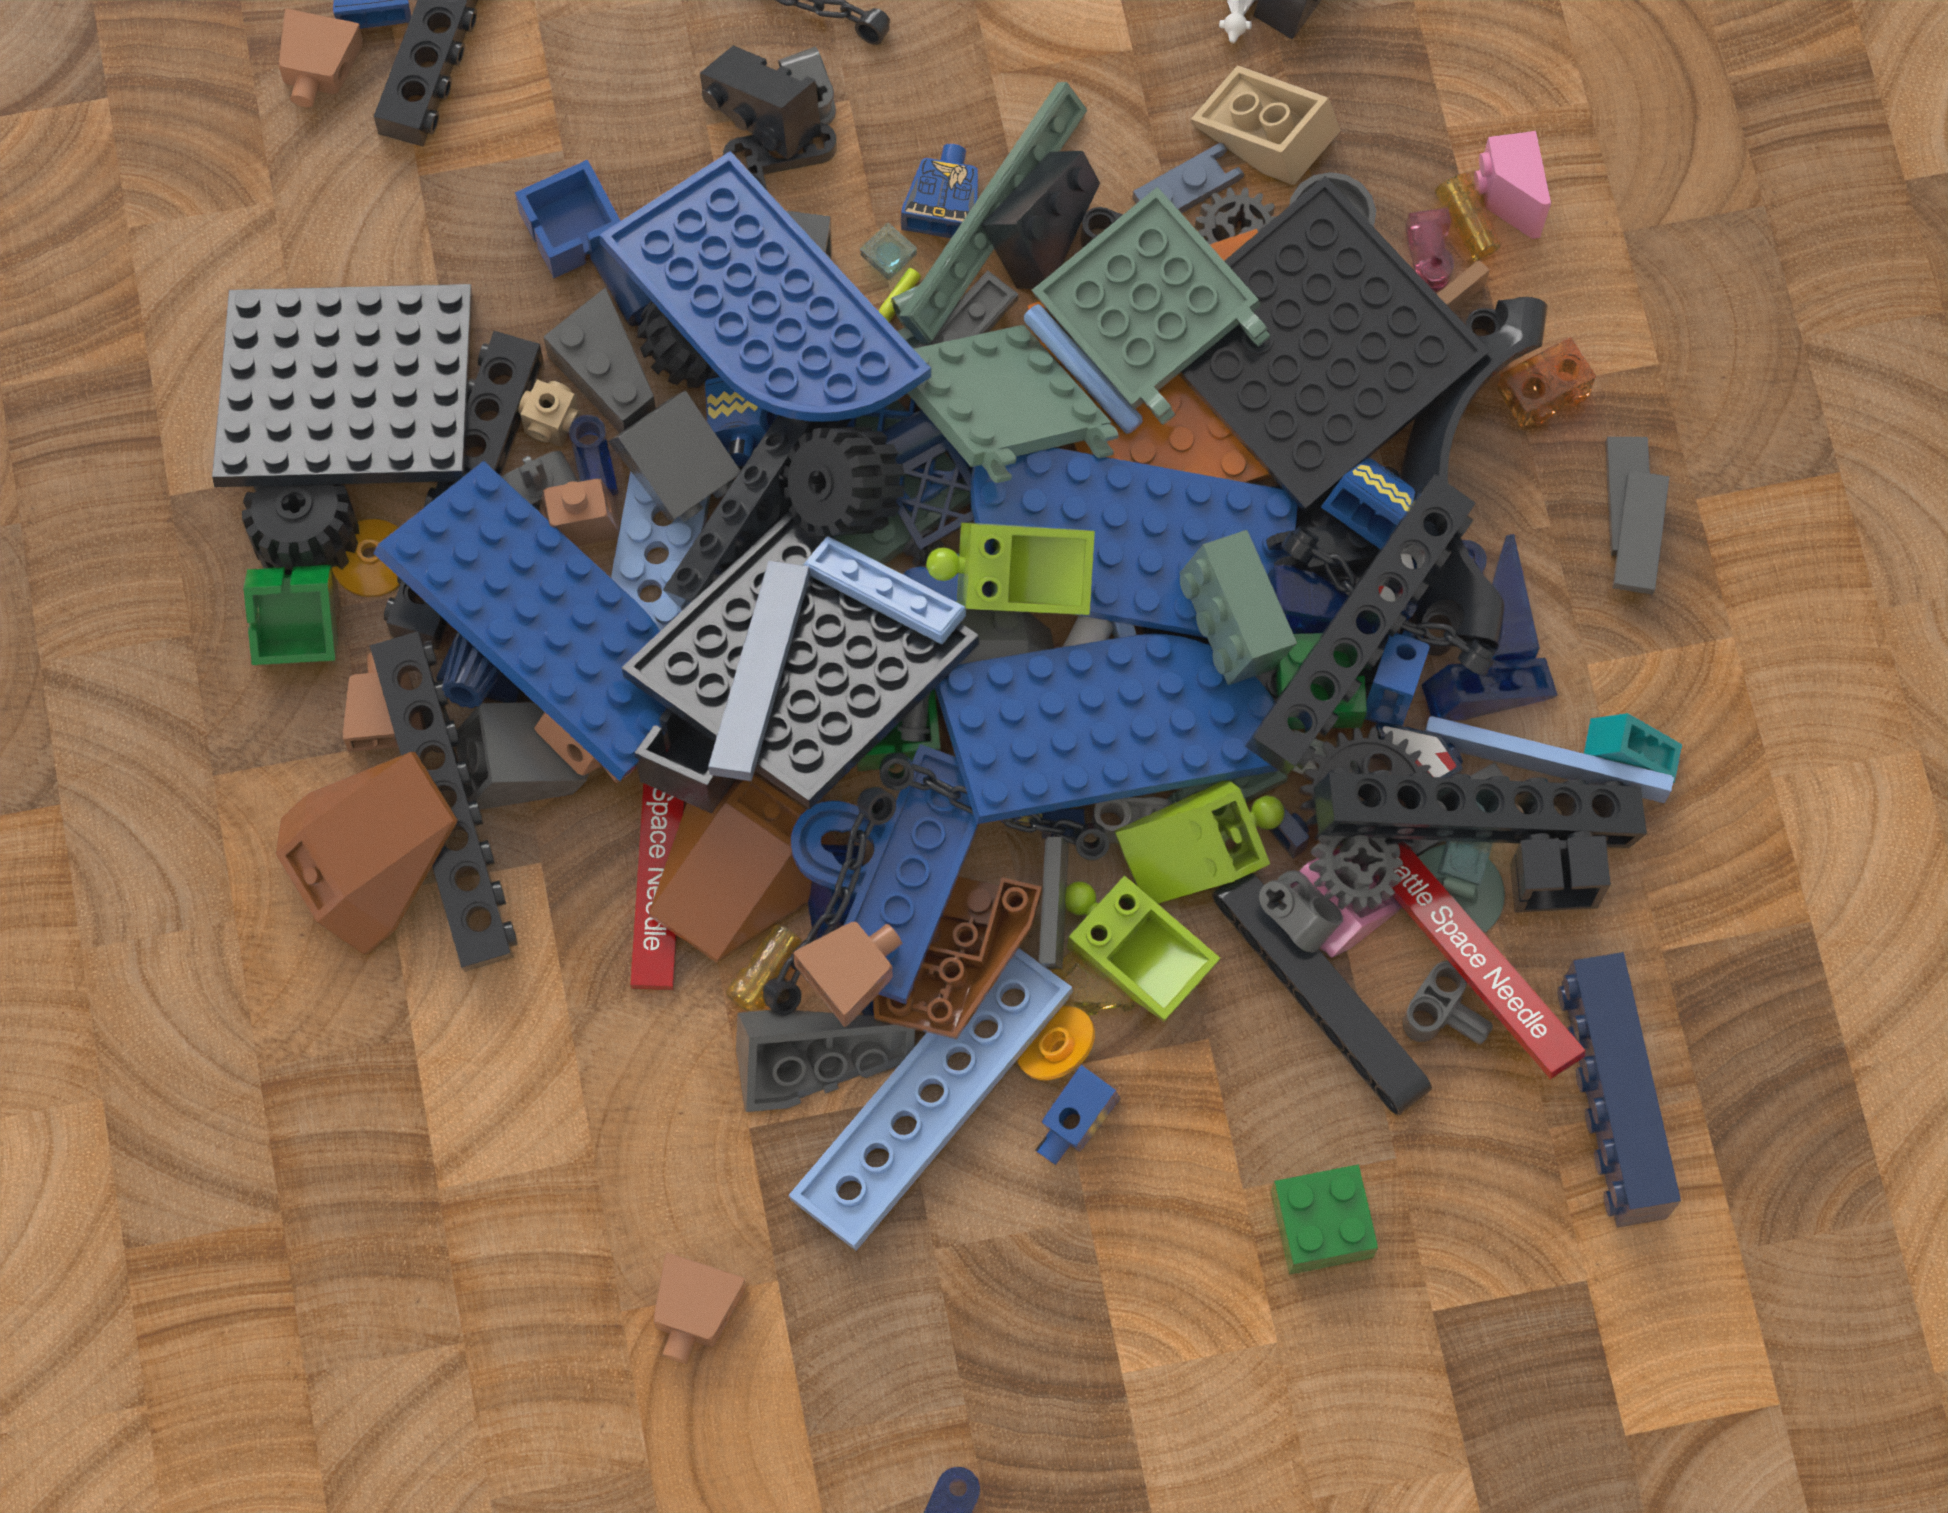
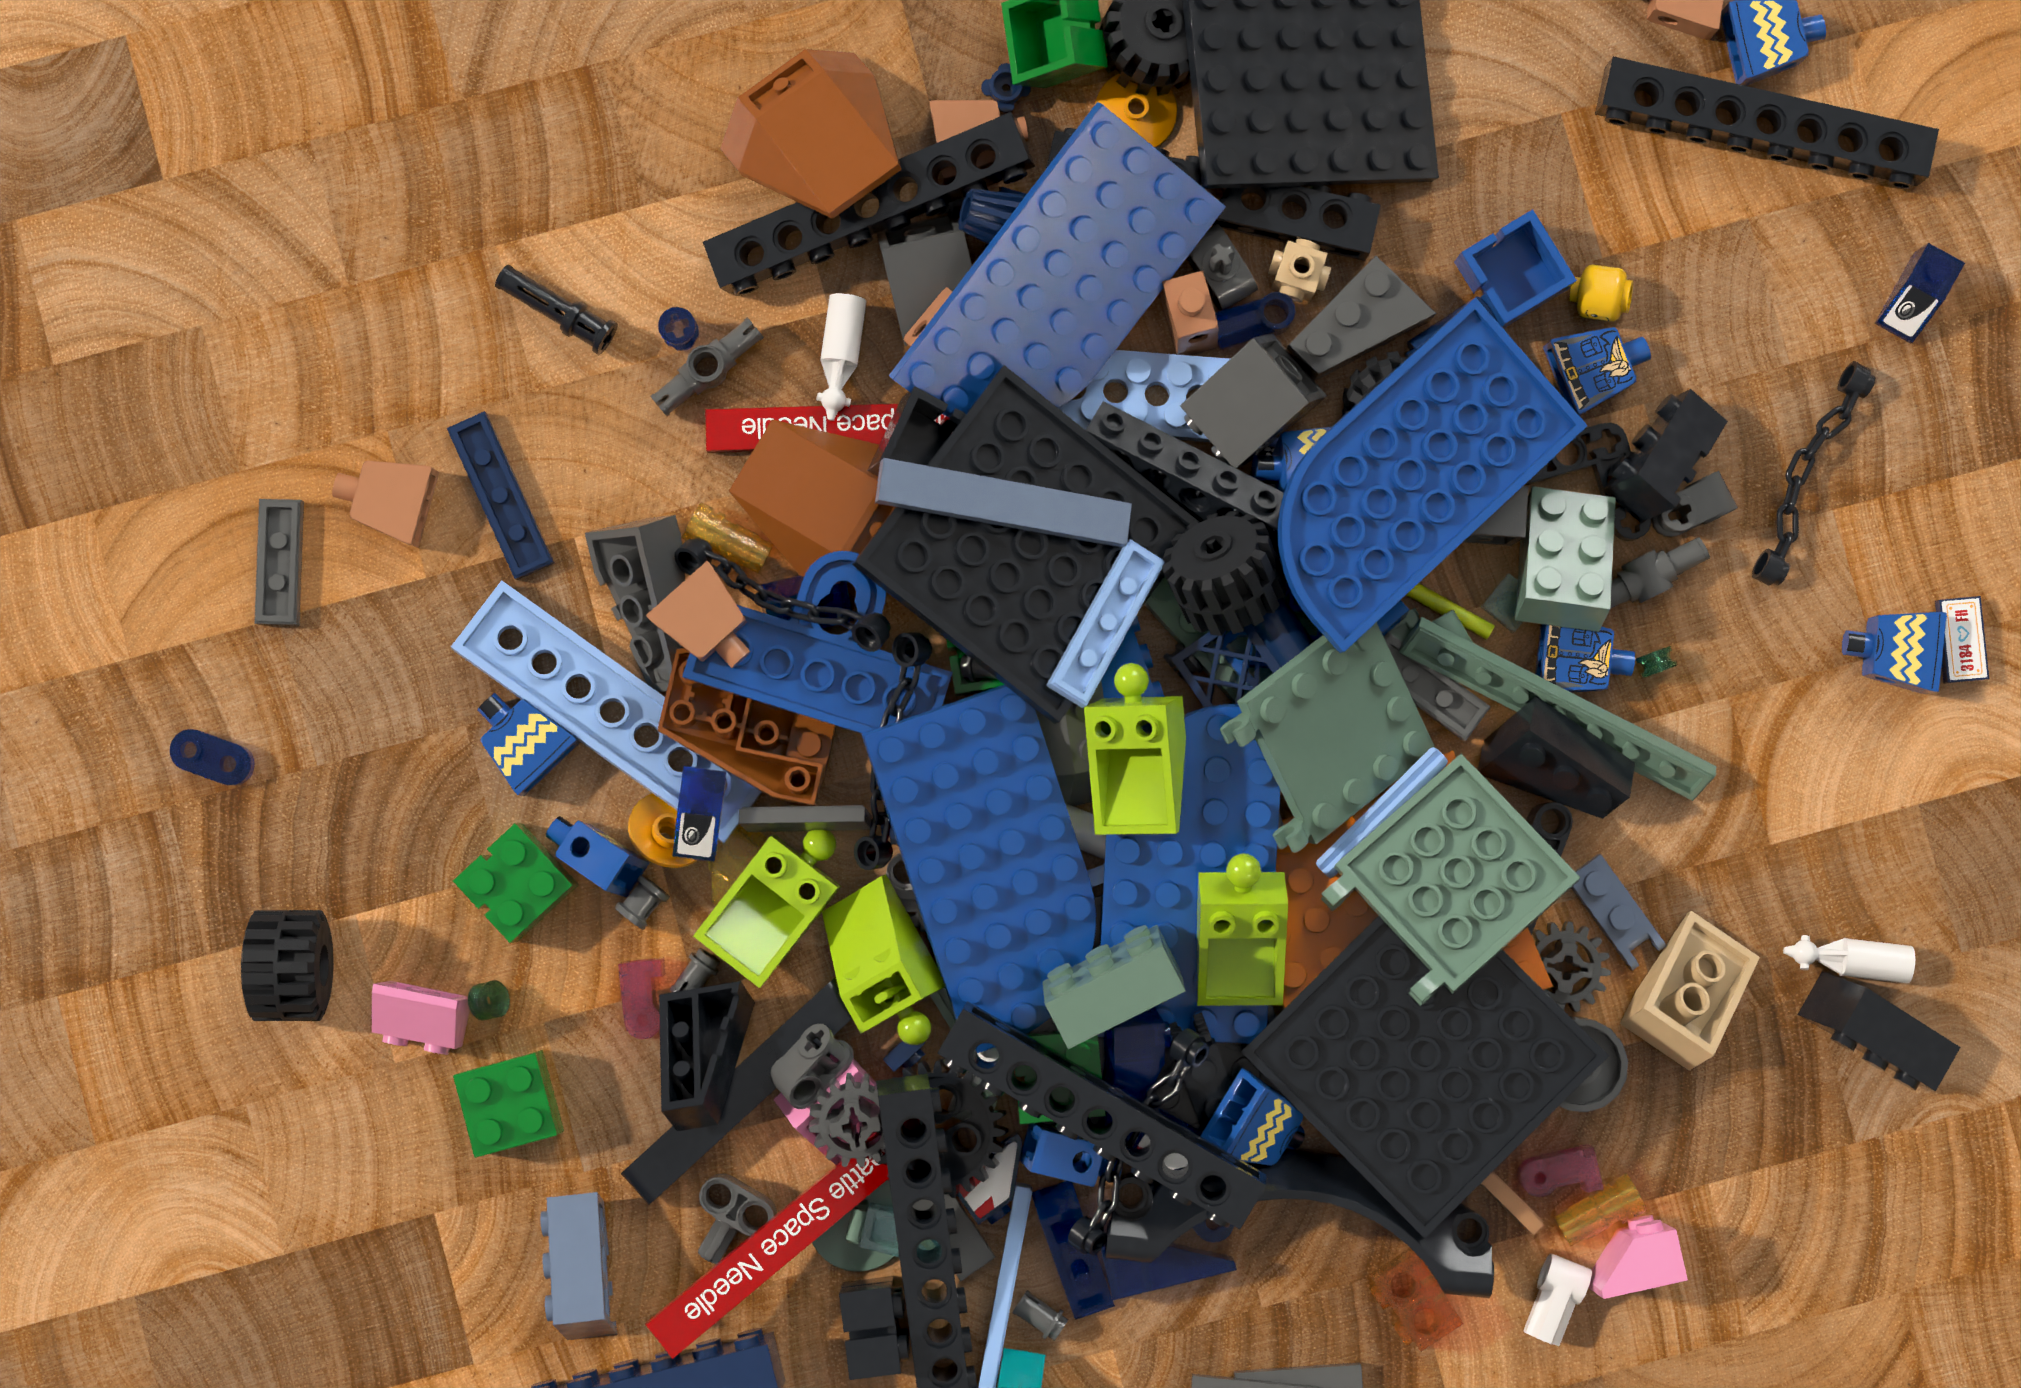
camera: 85 degrees right, 15 degrees up
(322, 674) = (993, 88): none -> dark blue plate
(530, 1110) = (570, 323): none -> black pin
(533, 1000) = (666, 325): none -> clear blue bush
(581, 846) = (840, 348): none -> white wheel
(598, 995) = (723, 351): none -> dark grey pin
(600, 144) = (1602, 293): none -> yellow head
(666, 154) = (1594, 366): none -> torso
(699, 1196) = (500, 495): none -> dark blue tile
(749, 1428) = (279, 562): none -> dark grey tile
(861, 187) = (1566, 559): none -> brick
(872, 130) = (1655, 572): none -> dark grey pin
(954, 128) = (1656, 662): none -> clear green bush
(956, 1182) = (523, 742): none -> blue torso
(1041, 1001) = (699, 814): none -> clear blue slope
(1100, 1193) = (516, 882): none -> green piece
(1126, 1076) = (642, 902): none -> dark grey bush
(1173, 1425) = (287, 965): none -> black wheel
(1192, 490) = (1241, 935): none -> lime slope
(1201, 1028) = (697, 971): none -> dark grey pin
(1218, 1235) = (479, 1004): none -> clear green bush
(1221, 1085) = (639, 996): none -> clear pink leg
(1231, 1301) = (419, 1015): none -> bright pink slope
(1277, 1019) = (700, 1050): none -> black wedge
(1491, 1157) = (577, 1266): none -> sand blue wedge
(1540, 256) = (1560, 1288): none -> white piece
(1554, 722) = (1040, 1316): none -> dark grey pin

